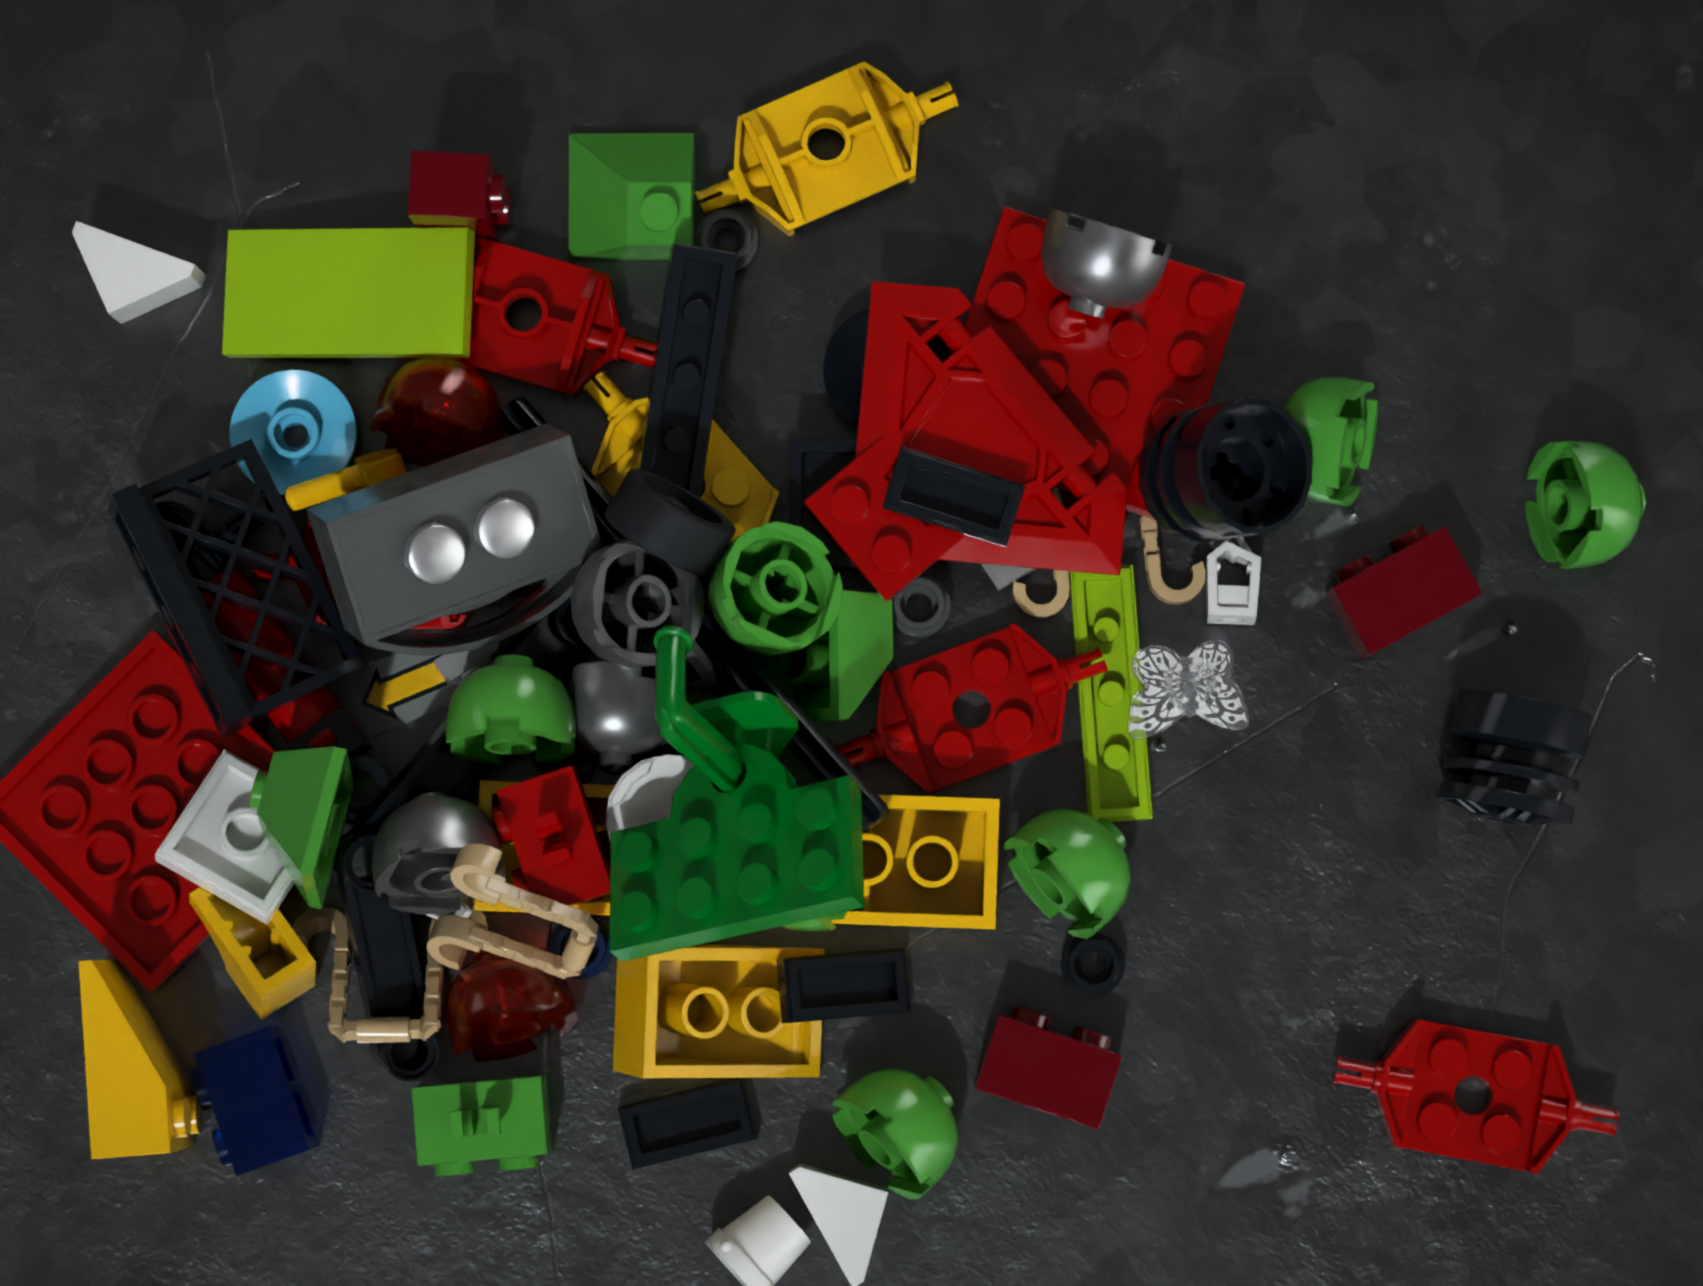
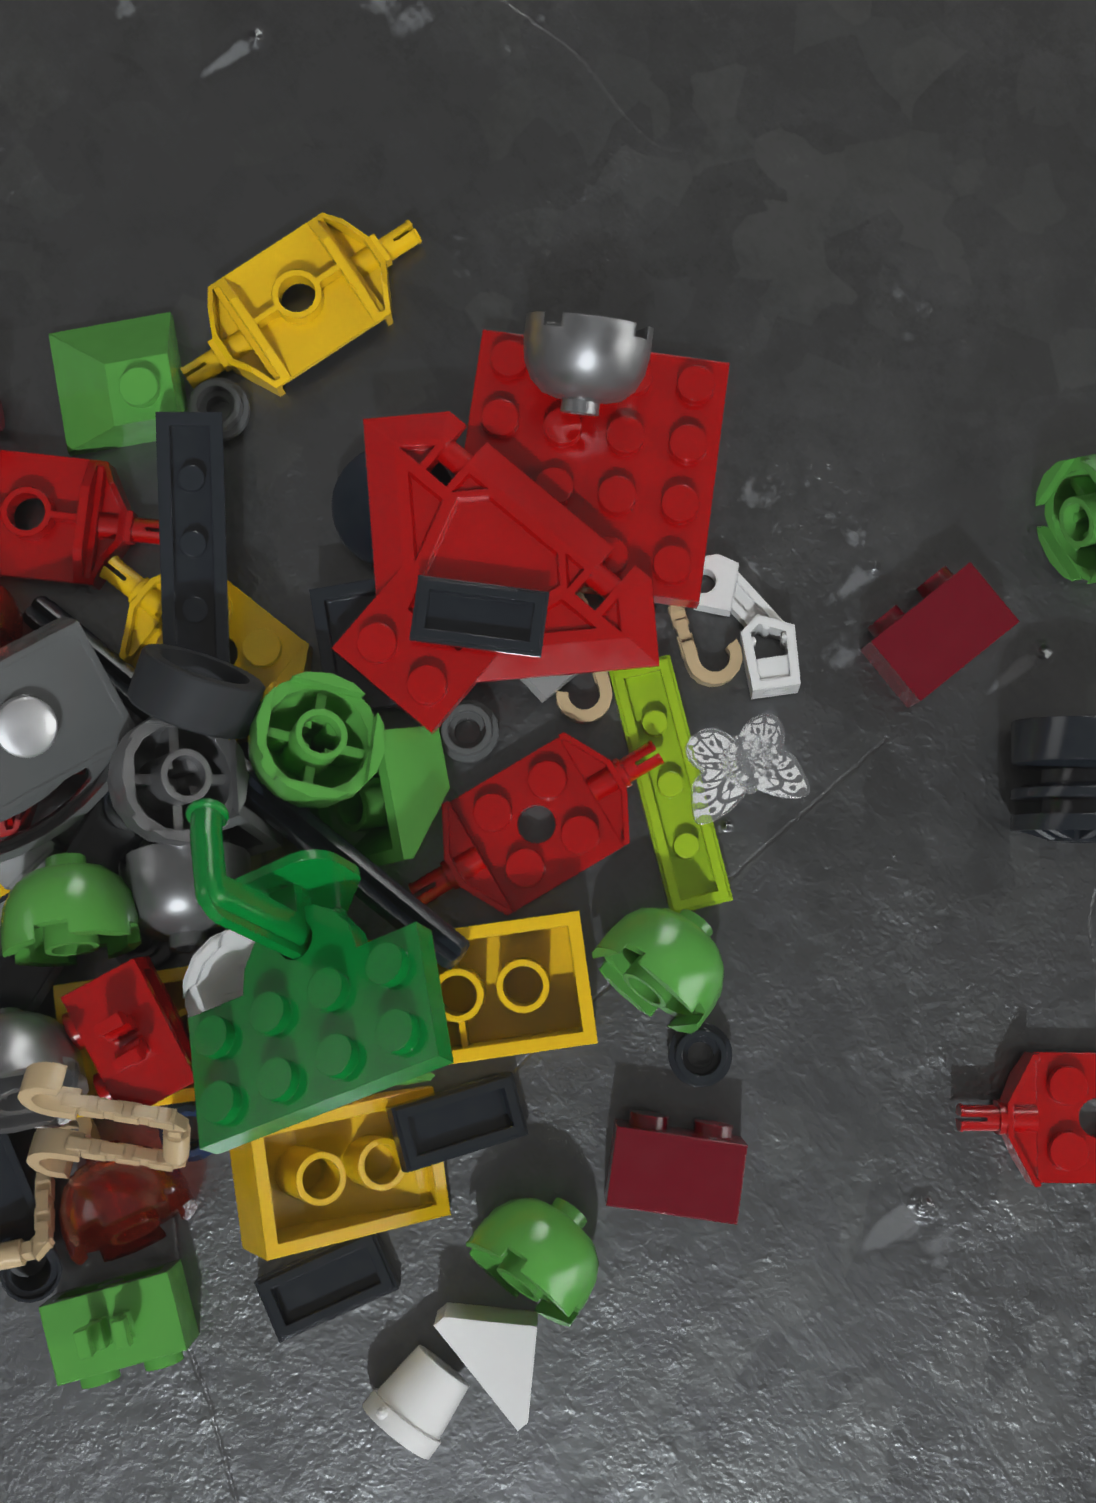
camera: 15 degrees left, 0 degrees up
(1225, 471) = (747, 542): black wheel -> none
(1338, 431) = (834, 496): bright green cylinder -> none

